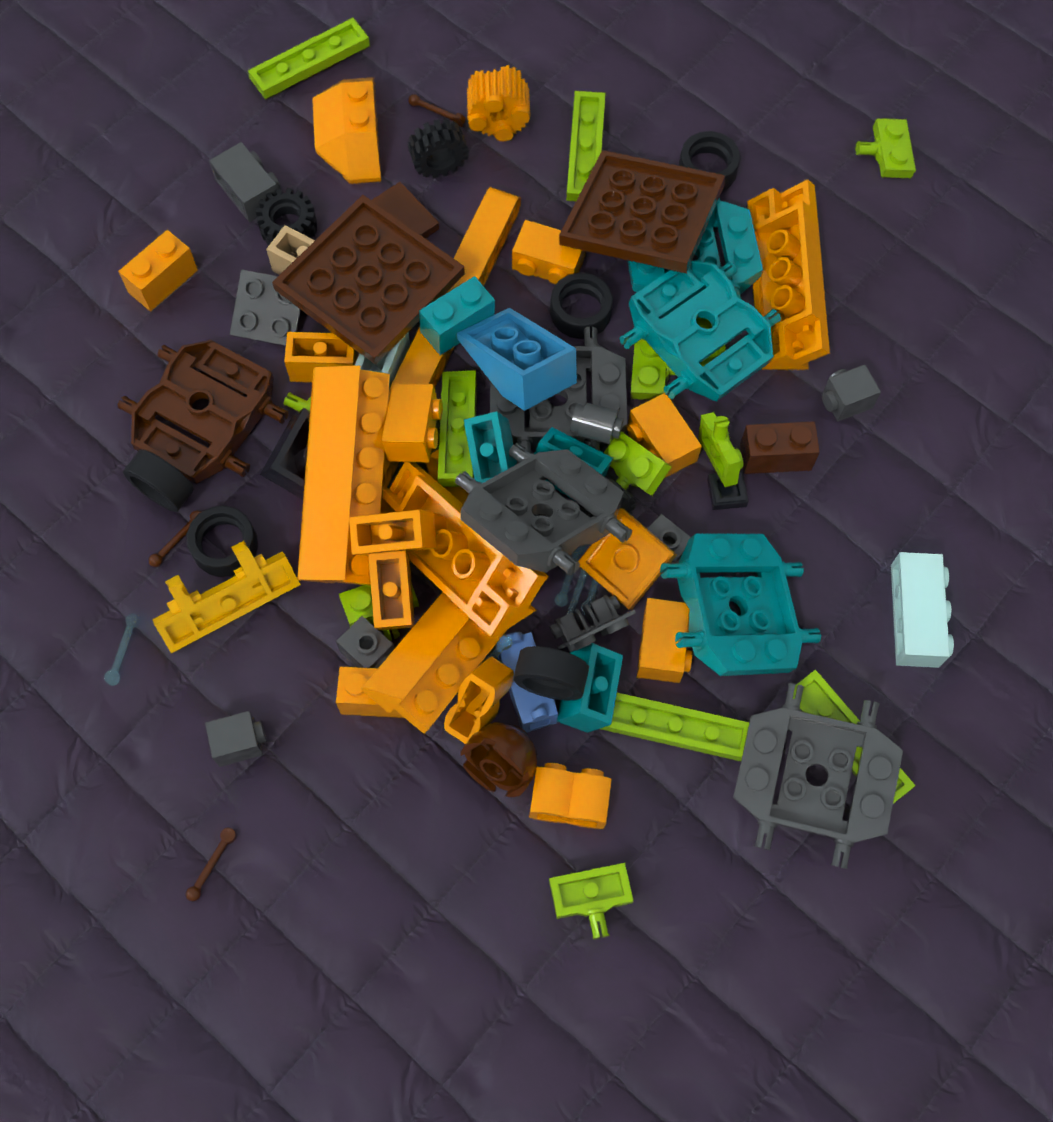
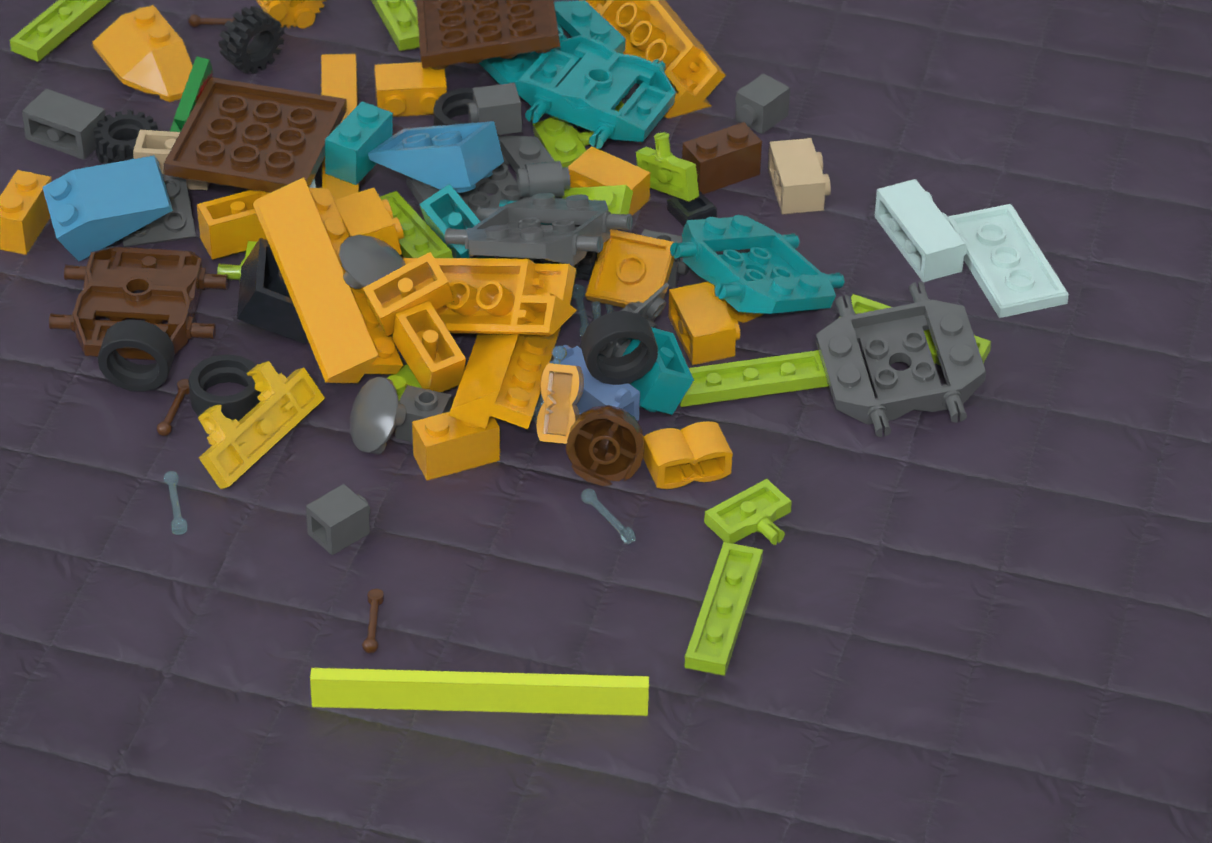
camera: 25 degrees left, 25 degrees down
(218, 295) = (105, 203): none -> dark azure slope
(250, 1003) = (479, 691): none -> neon yellow tile
(321, 633) = (375, 415): none -> dark grey dish
(348, 194) = (197, 80): none -> green slope
(383, 480) = (367, 260): none -> dark grey dish
(464, 802) = (589, 497): none -> clear light blue hinge
(510, 1001) = (723, 609): none -> lime plate
(595, 322) = (497, 104): none -> dark grey brick
(839, 495) = (797, 176): none -> tan brick
(986, 676) = (1008, 262): none -> light aqua tile

